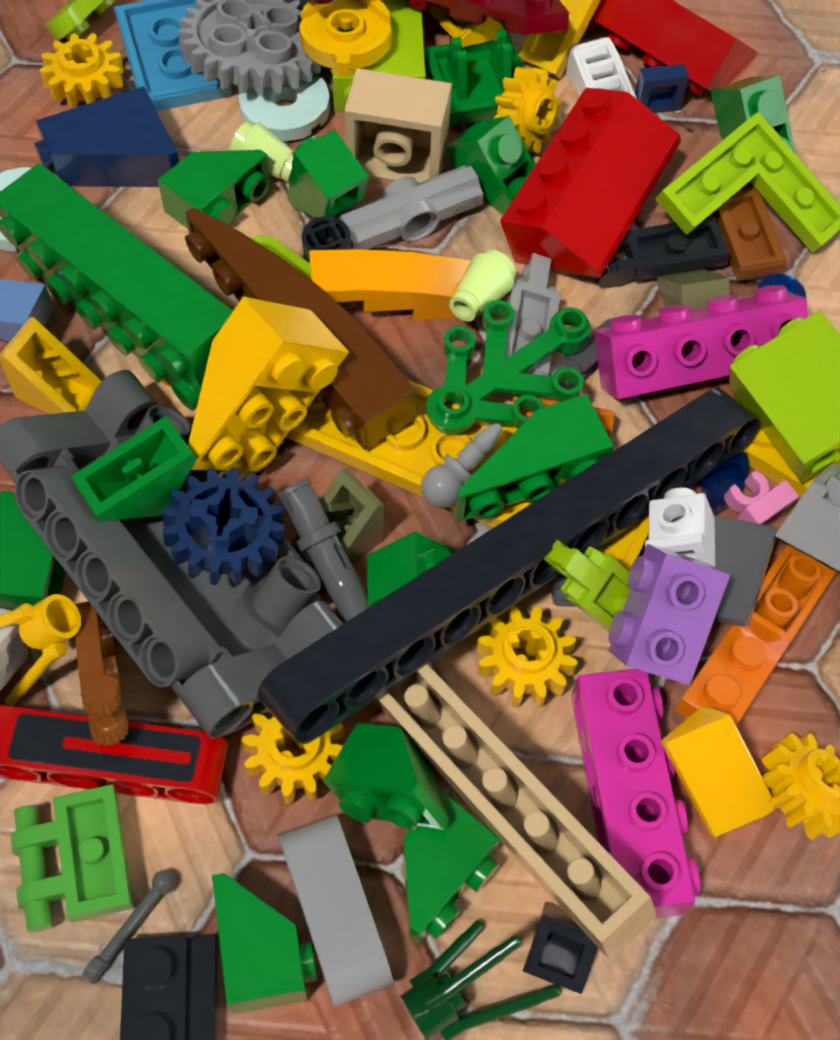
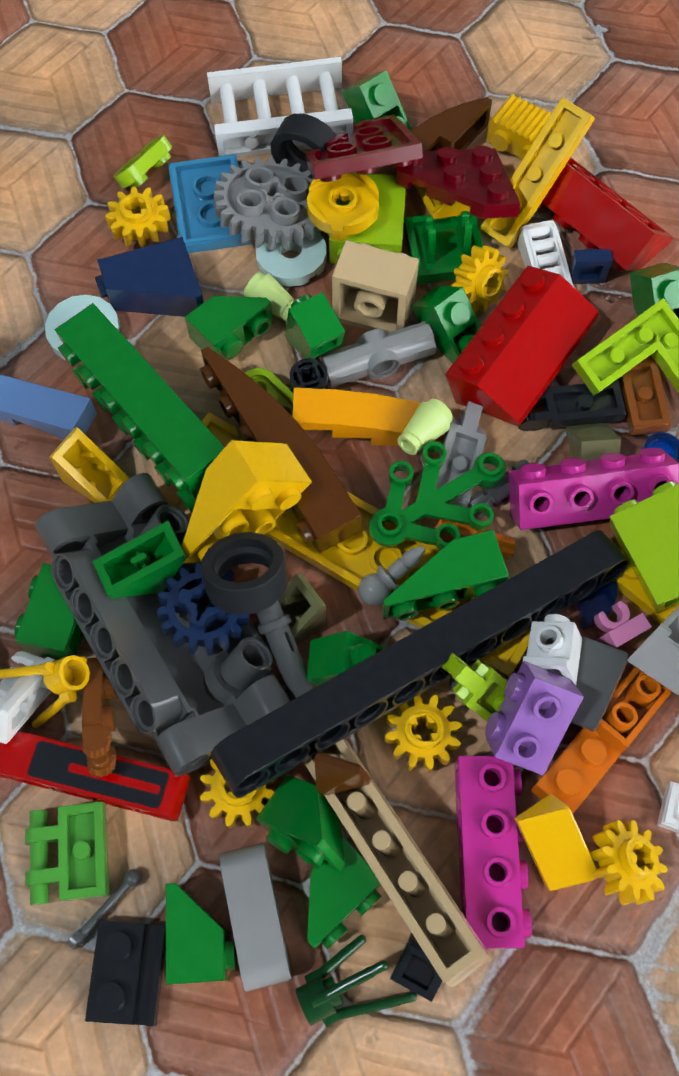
camera: 10 degrees right, 5 degrees up
(282, 491) = (251, 595): none -> black tyre
(428, 702) = (338, 775): none -> reddish brown slope

